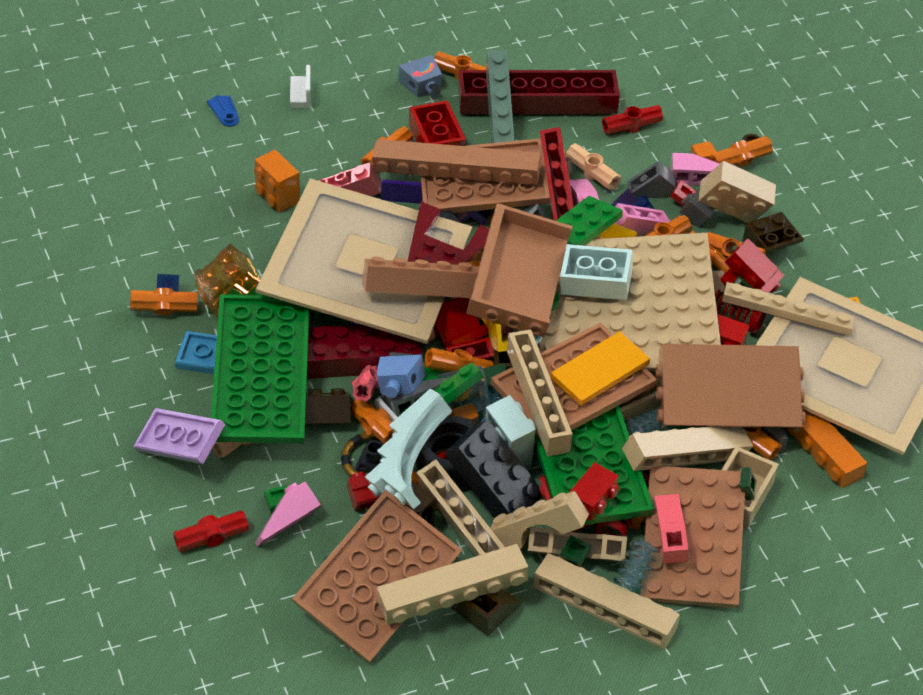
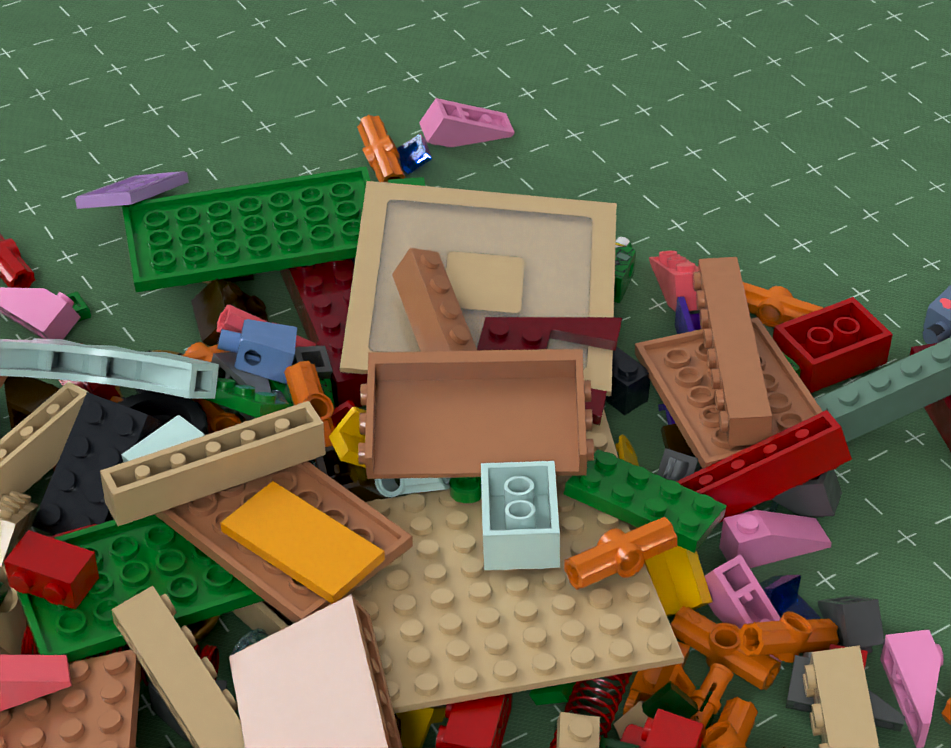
camera: 80 degrees right, 5 degrees down
(144, 254) = (461, 124): none -> bright pink slope
(224, 109) = (783, 154): blue piece -> none
(225, 272) = (431, 171): clear orange piece -> none
(277, 181) = (641, 200): orange brick -> none
(300, 90) = (861, 209): white panel -> none
(593, 166) = (852, 539): light nougat piece -> none
(632, 238) = (620, 553): none -> orange piece
(671, 204) = (788, 636): none -> orange piece
(714, 259) = (672, 700): none -> dark green tile

